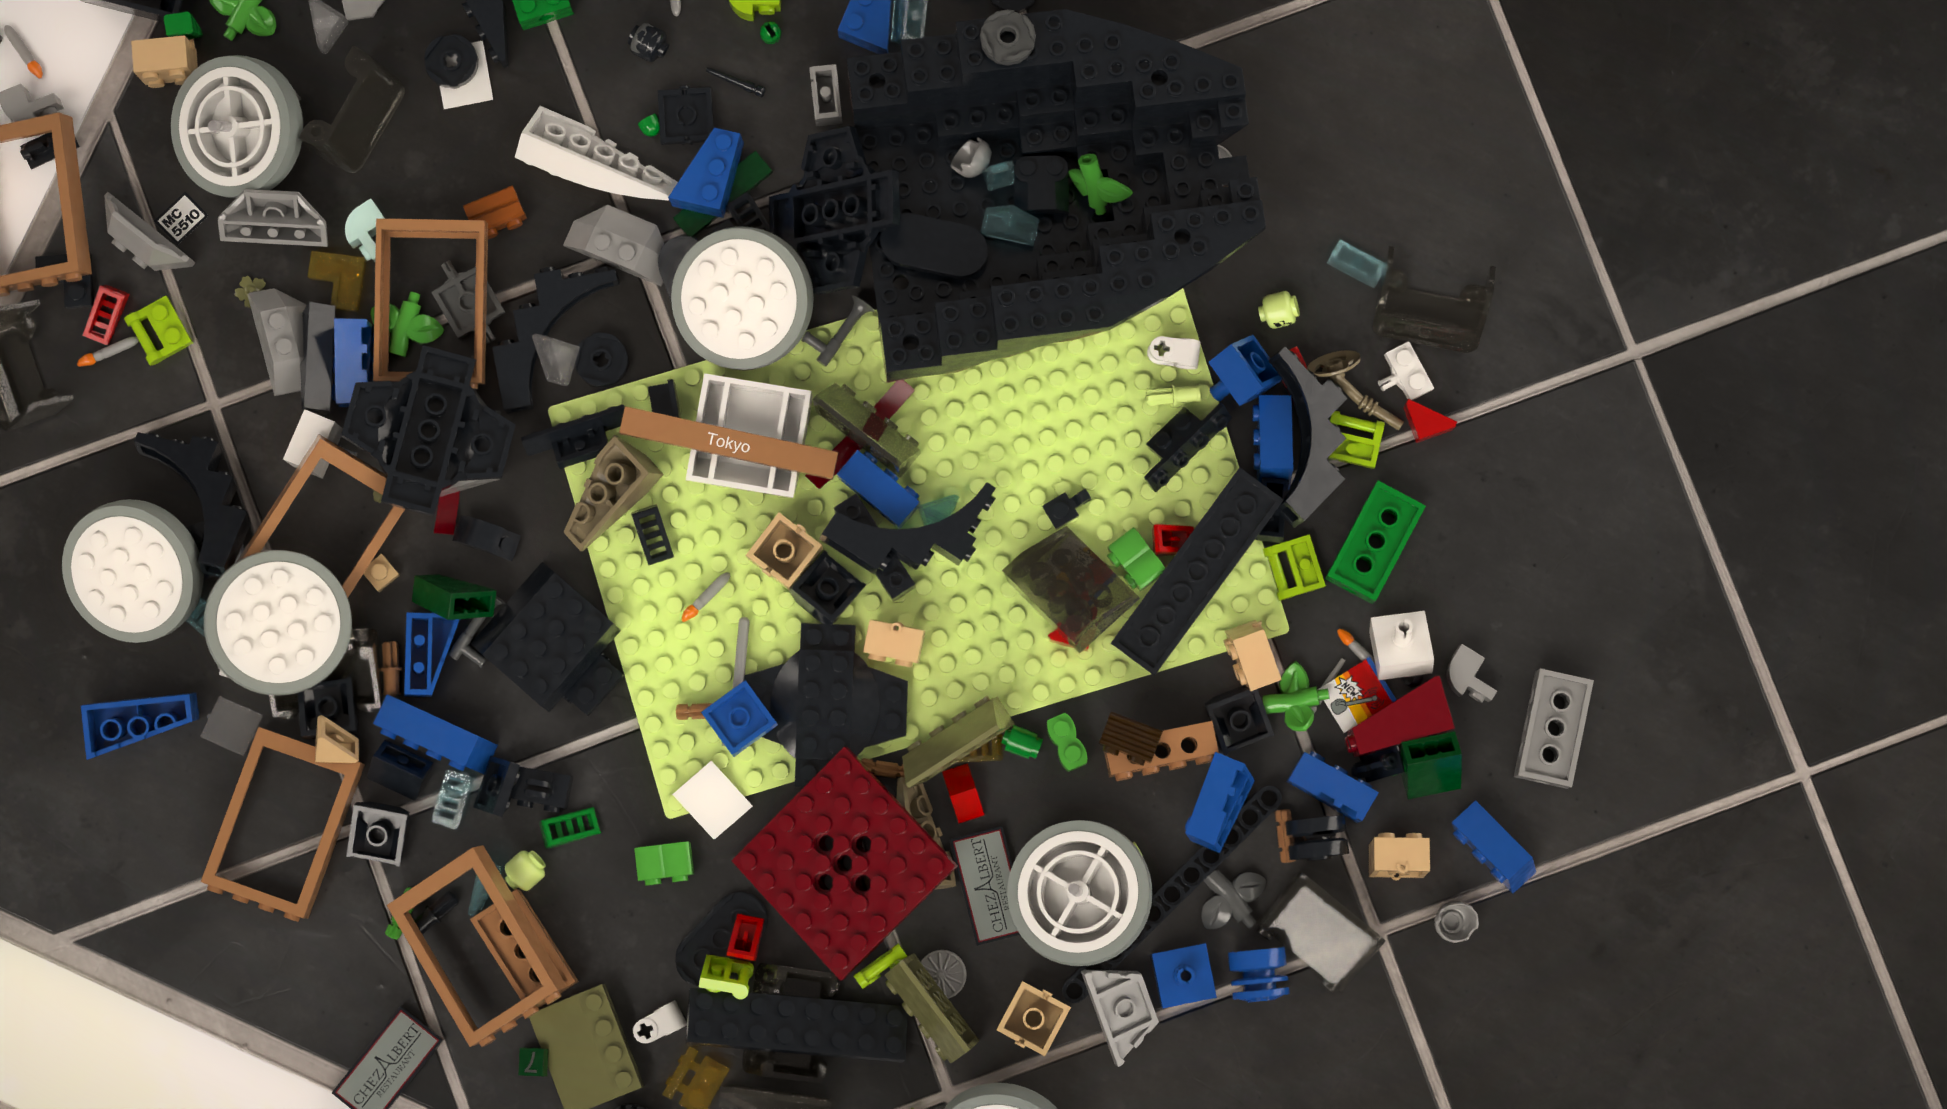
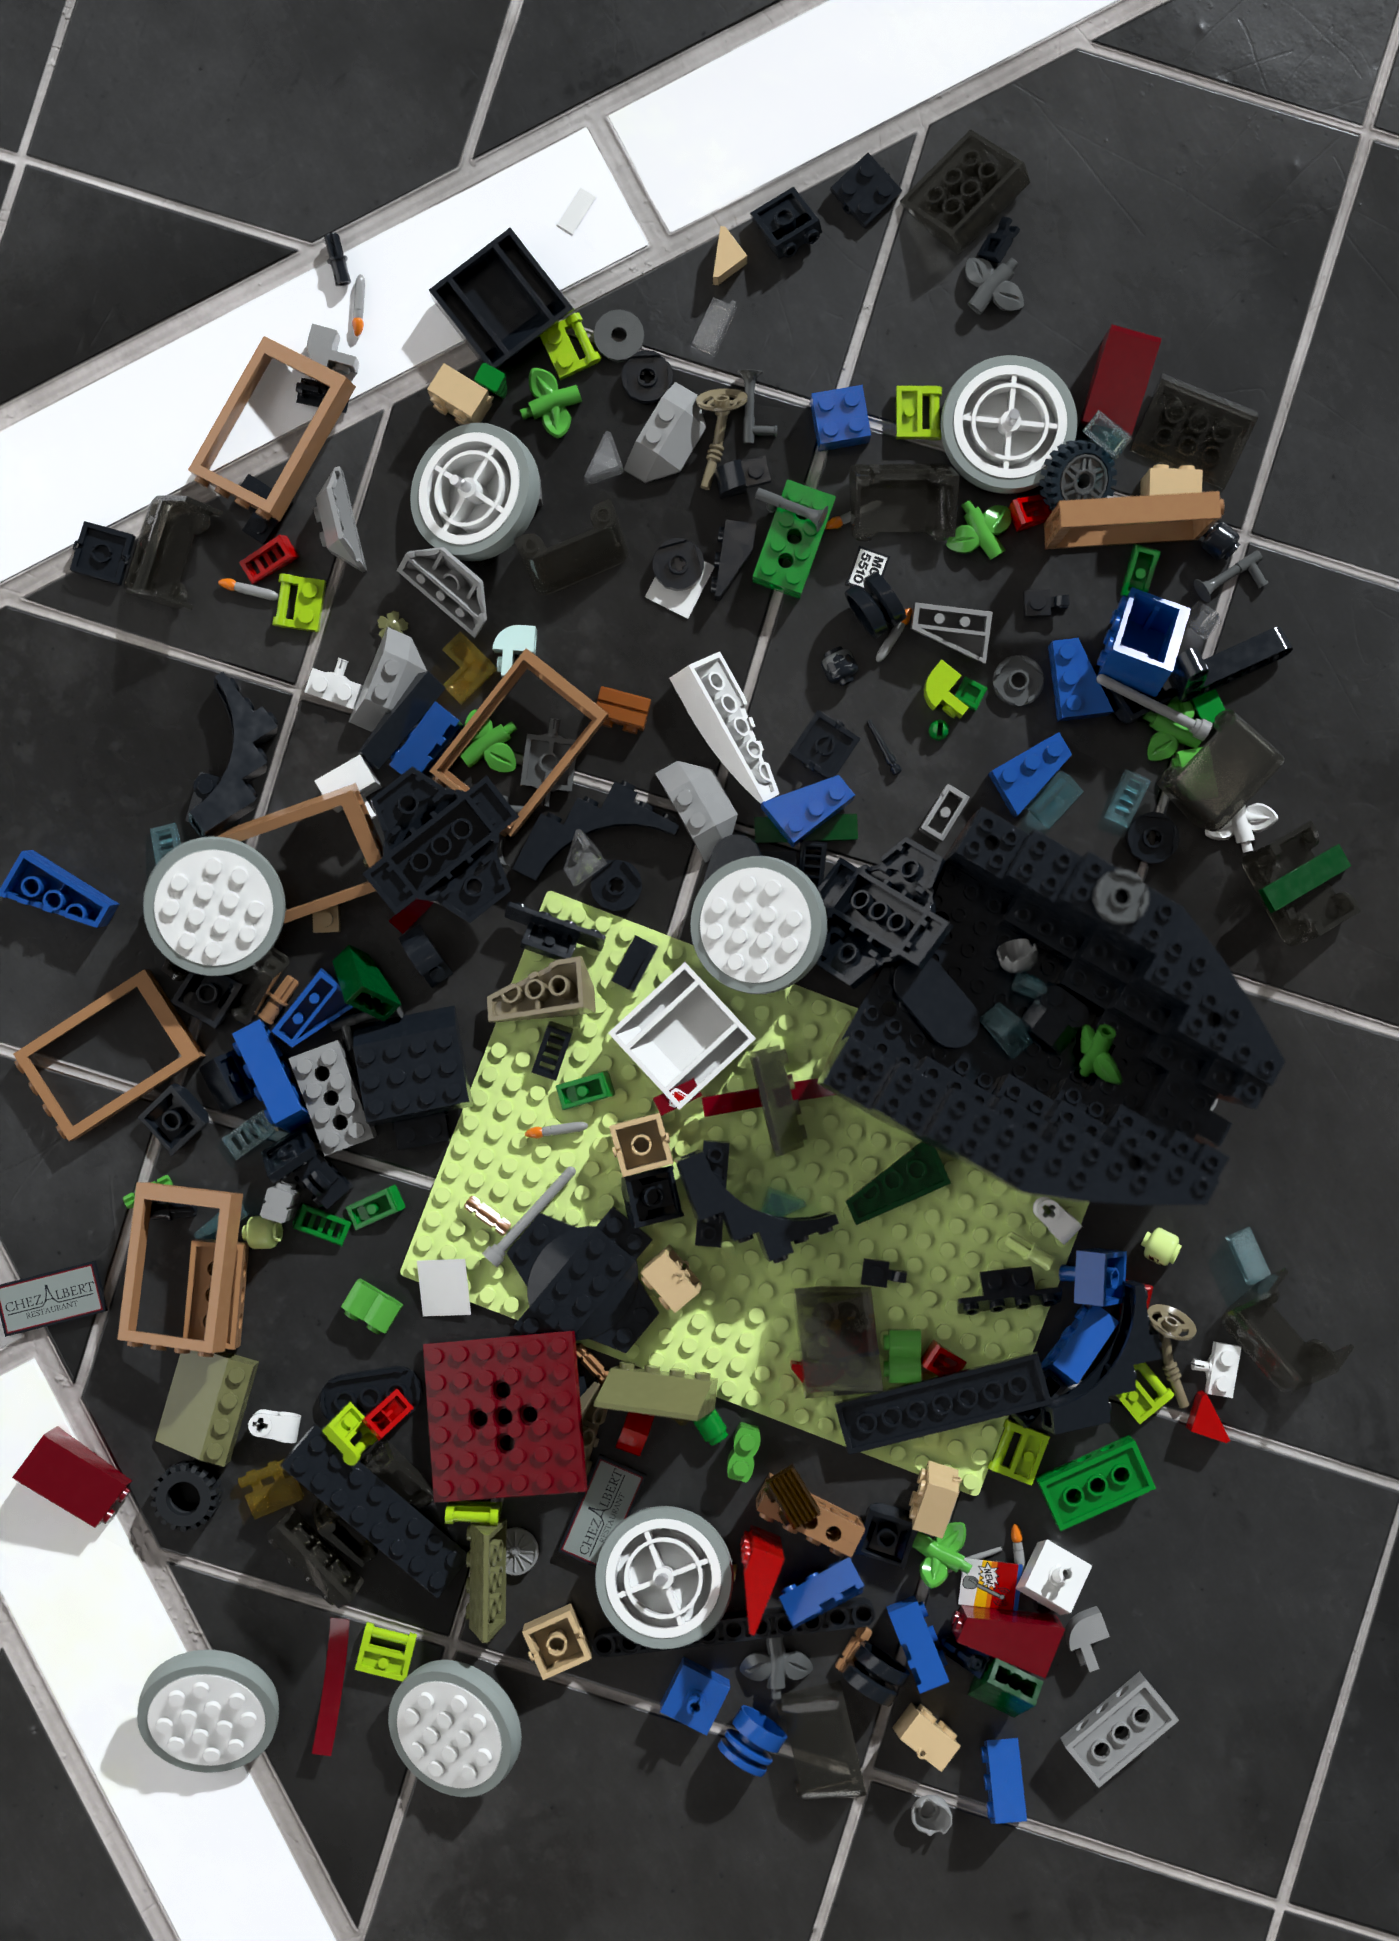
camera: 30 degrees right, 5 degrees up
(132, 570) = (137, 777): white wheel -> none
(181, 218) = (381, 528): sticker -> none
(231, 726) = (127, 949): clear piece -> none
(240, 376) = (334, 685): none -> white plate
(335, 743) = (191, 1028): tan slope -> none
(480, 717) = (316, 1092): none -> light grey brick
(520, 831) = (280, 1202): none -> light grey brick
(533, 1062) = (160, 1380): dark green tile -> none
(604, 779) = (375, 1207): none -> green slope
(650, 125) = (791, 732): green hinge -> none
(704, 546) = (585, 1090): none -> green slope
(728, 443) = (662, 1031): medium nougat tile -> none
(739, 718) = (509, 1246): blue plate -> none
(779, 502) = (680, 1092): none -> dark red sticker
(829, 350) = (793, 1012): dark grey piece -> none
(879, 488) = (751, 1150): blue brick -> none
(1026, 416) = (905, 1180): none -> dark green wing
(1121, 1008) = (629, 1684): light grey wing -> none
(1150, 822) = (762, 1562): none -> red slope

